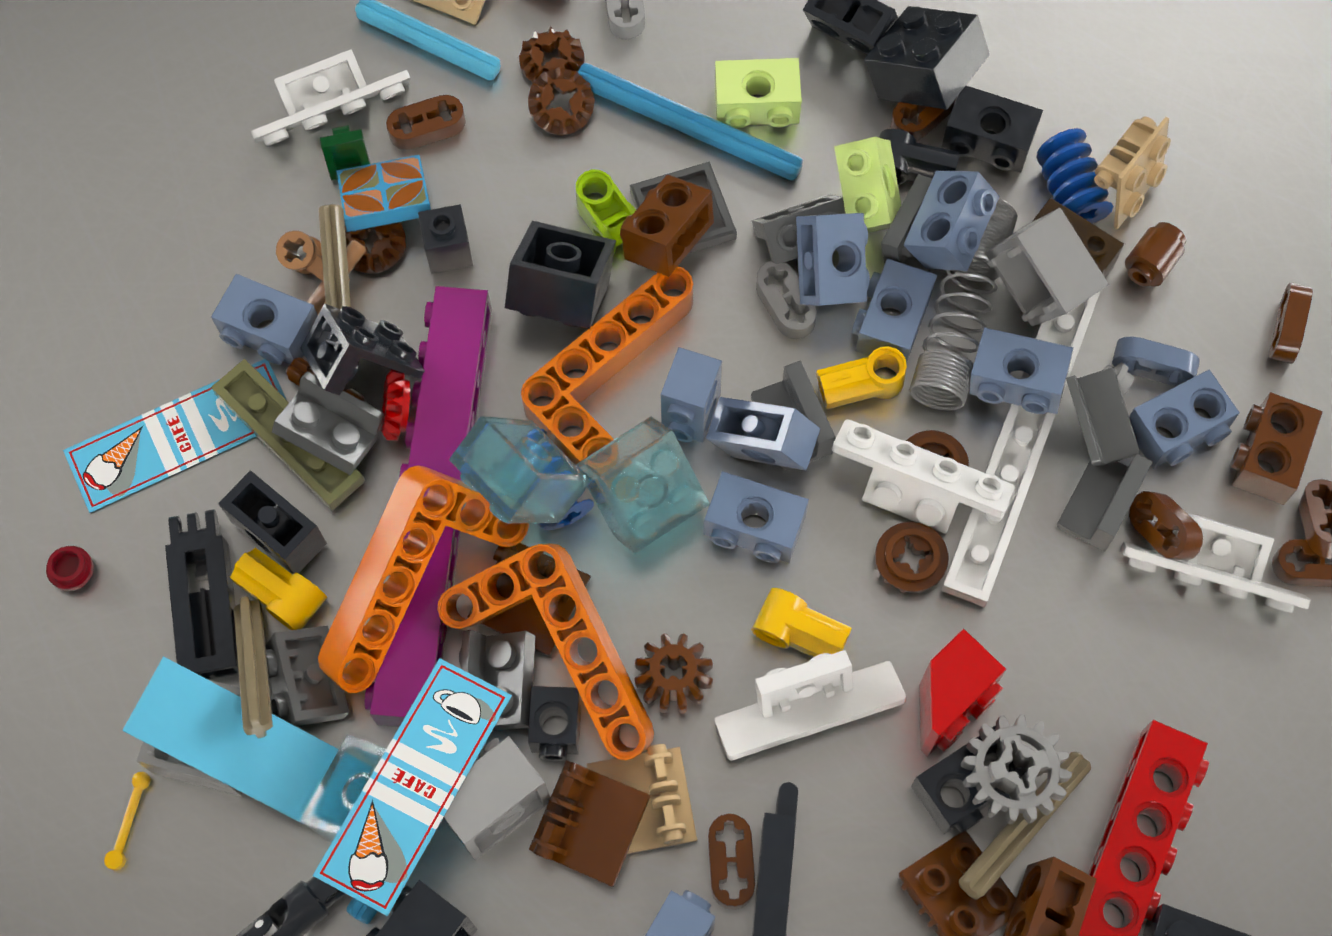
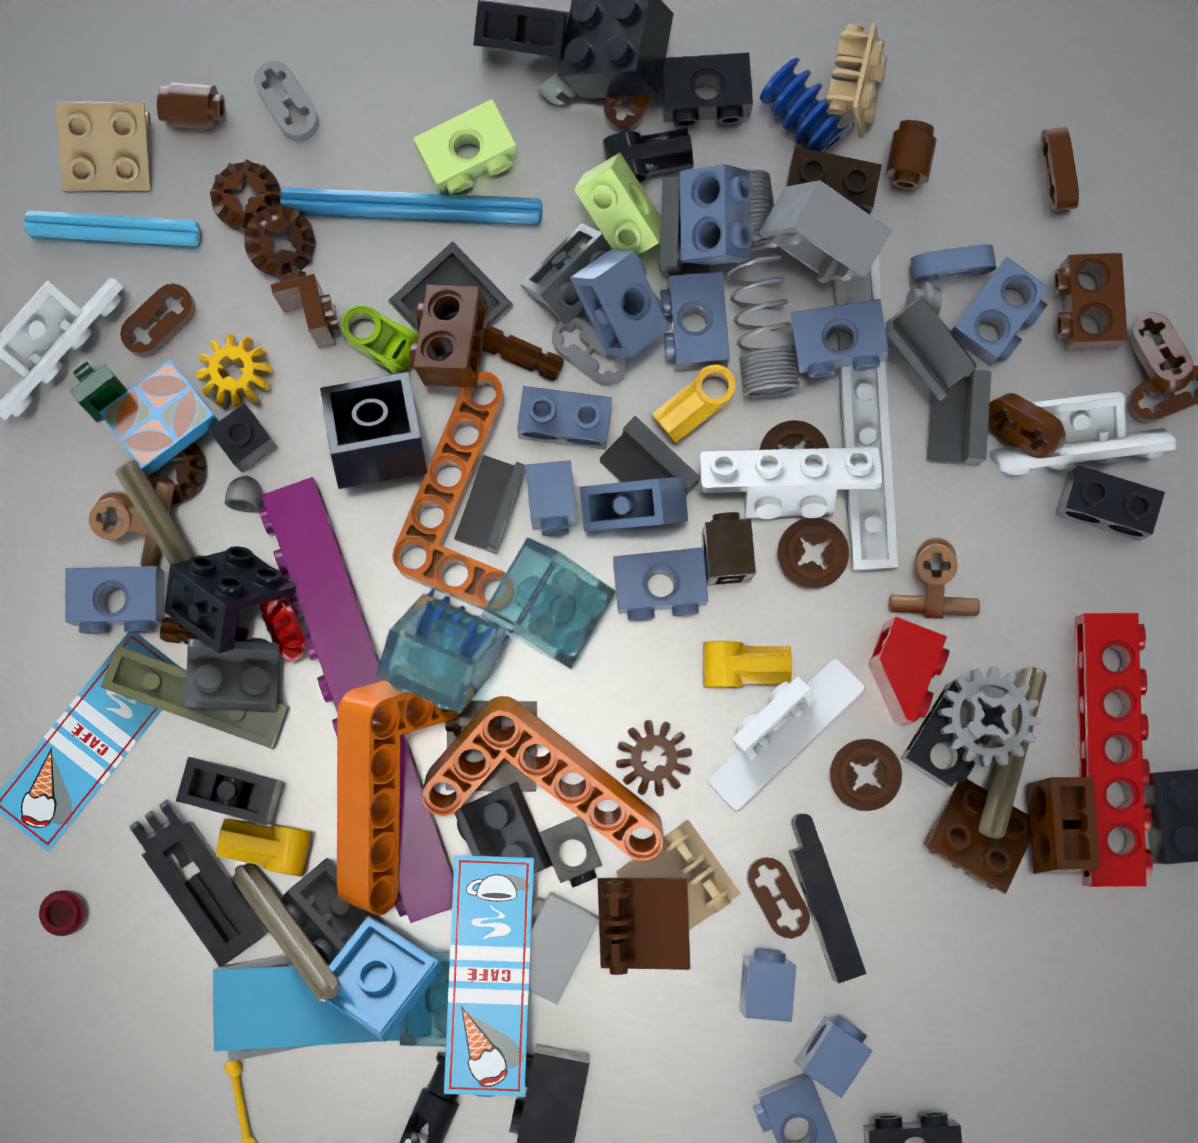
camera: 30 degrees left, 15 degrees up
(313, 744) = (380, 977): none -> tile
(420, 287) = (244, 494): none -> light grey hinge
(478, 173) = (240, 356): none -> yellow gear
(556, 148) = (303, 291): none -> reddish brown bracket
(632, 389) = (490, 504): none -> dark grey panel
(724, 276) = (522, 353): none -> reddish brown axle
(738, 338) = (564, 417): none -> sand blue brick
(830, 512) = (728, 549): none -> dark brown brick
(858, 79) = (556, 90): none -> light grey hinge
(877, 762) = (887, 772): none -> reddish brown gear
(1009, 650) = (934, 602): none -> medium nougat piece
(1221, 633) = (1110, 503): none -> black brick

